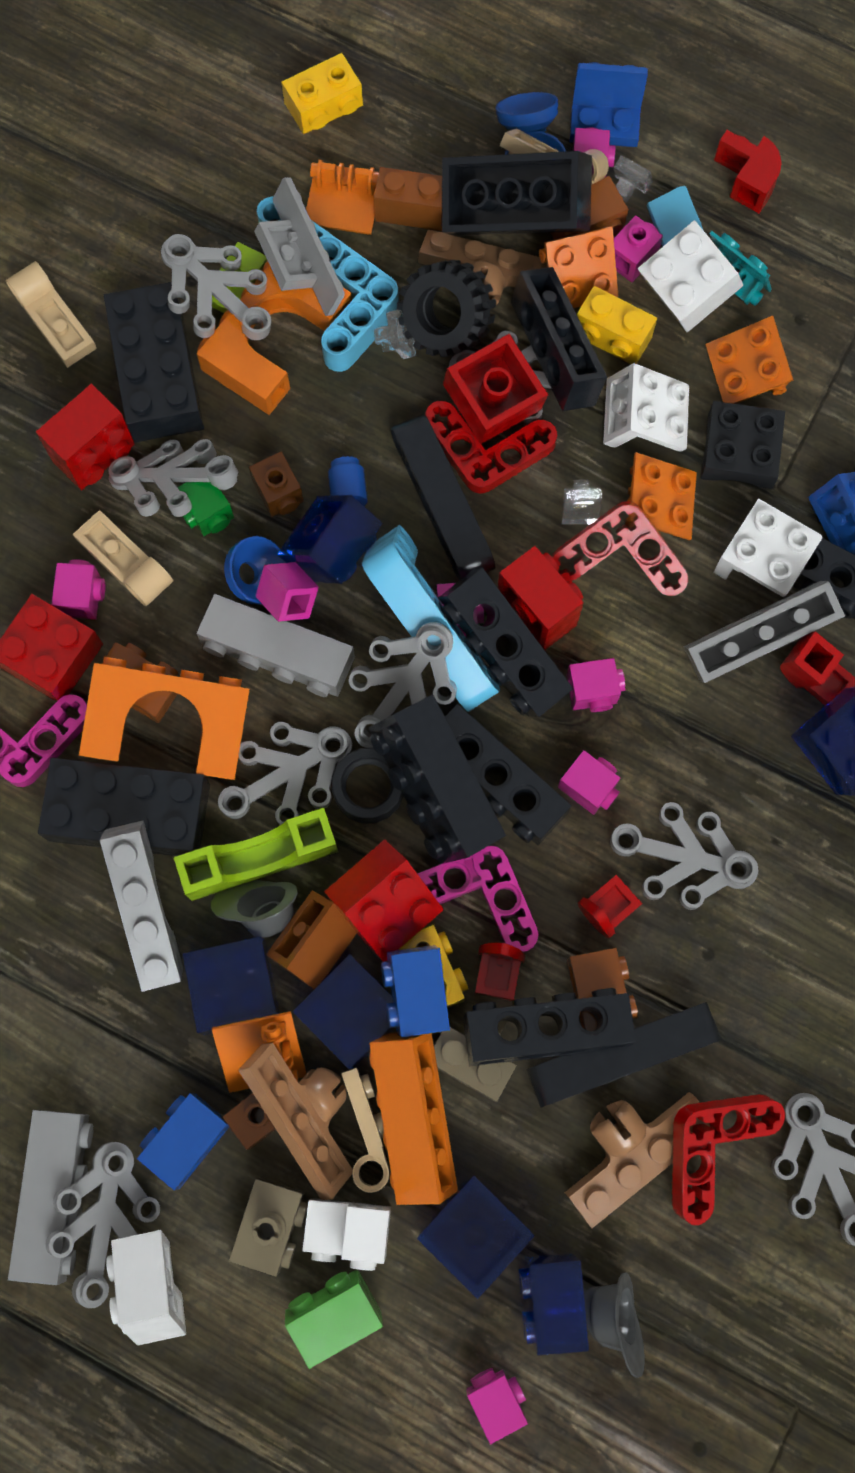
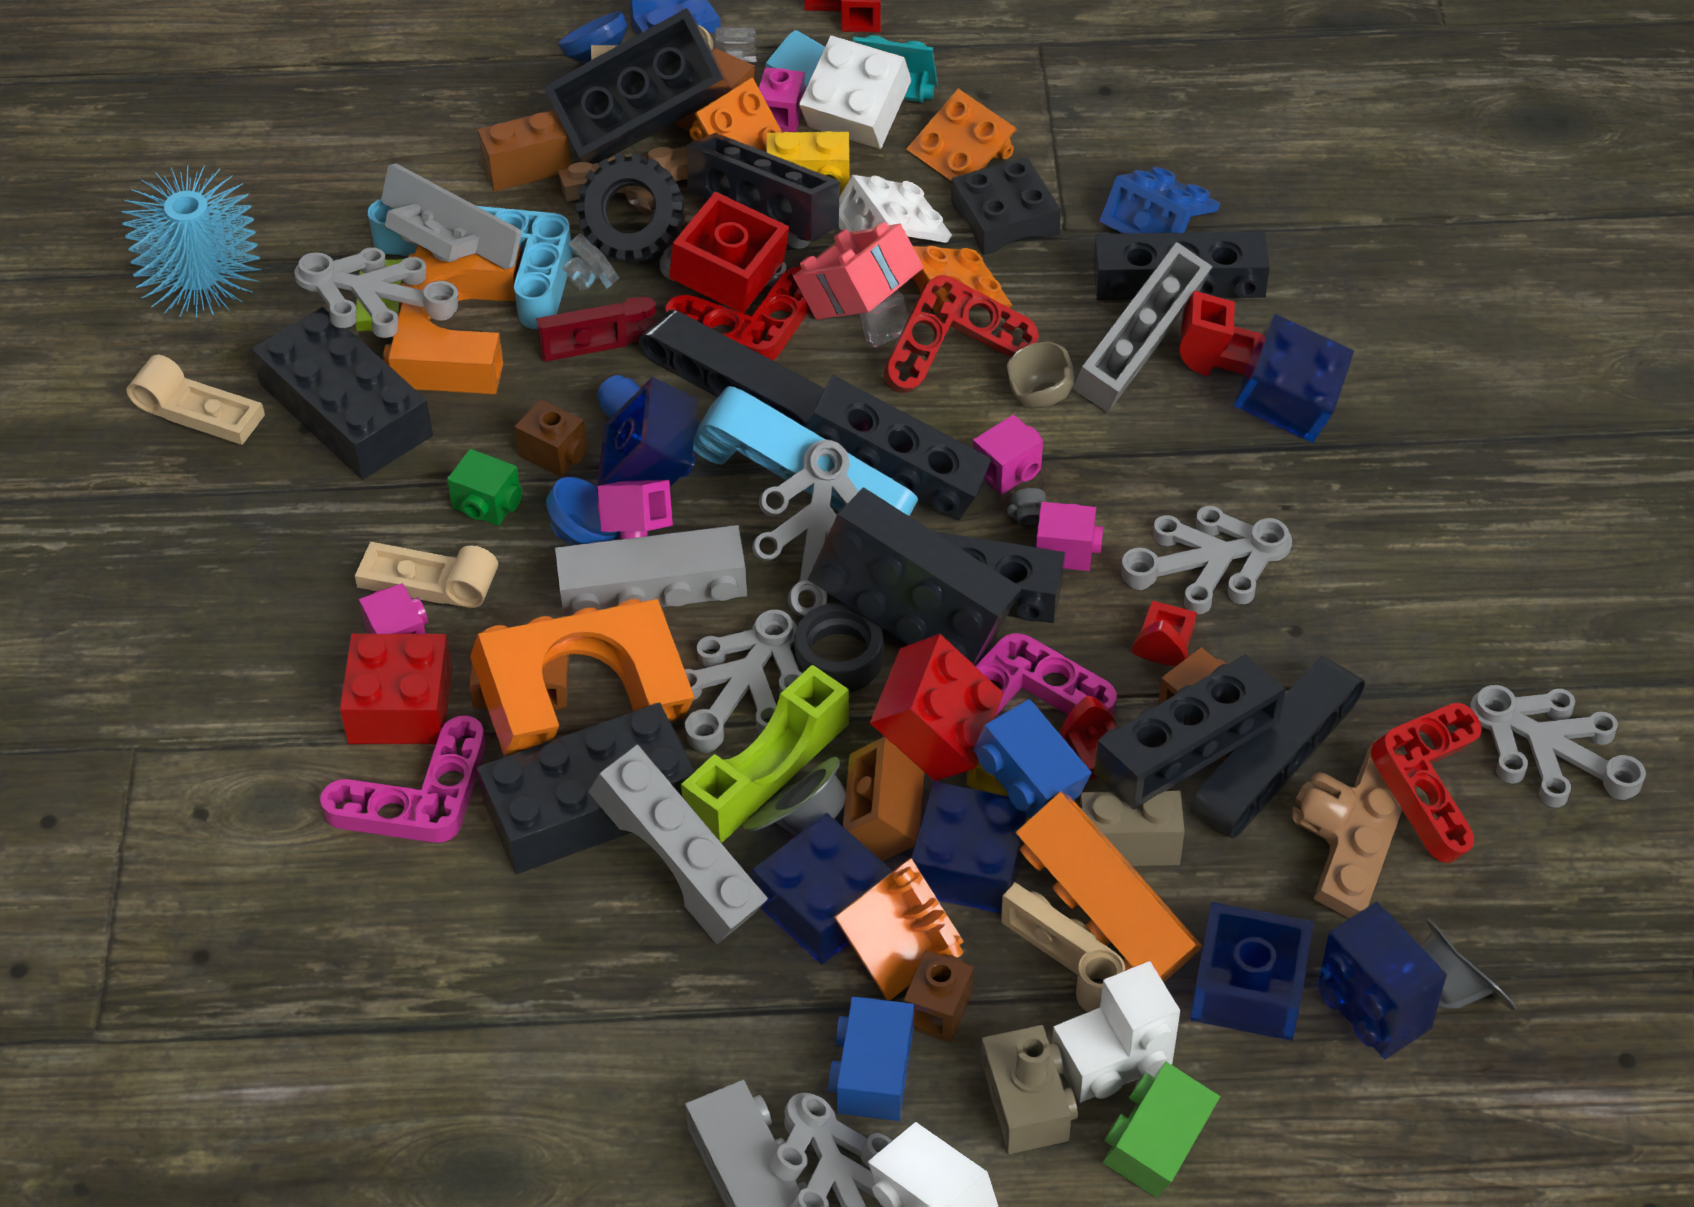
camera: 30 degrees left, 25 degrees down
(86, 437) = (316, 479): red brick -> none
(118, 167) = (191, 240): none -> medium azure piece
(128, 474) = (382, 498): light grey plant -> none
(301, 1115) = (993, 945): medium nougat plate -> none
(322, 93) = (367, 107): yellow brick -> none
(342, 197) = (456, 172): orange hinge -> none
(367, 400) = (594, 328): none -> dark red hinge
(497, 1403) = (1391, 1120): dark pink brick -> none
(541, 596) = (908, 383): red brick -> none
(580, 739) = (1026, 506): none -> dark grey plate
(581, 459) = (857, 271): none -> coral container
(662, 626) = (1041, 375): none -> dark tan hair
(769, 549) = (1094, 262): white bracket -> none

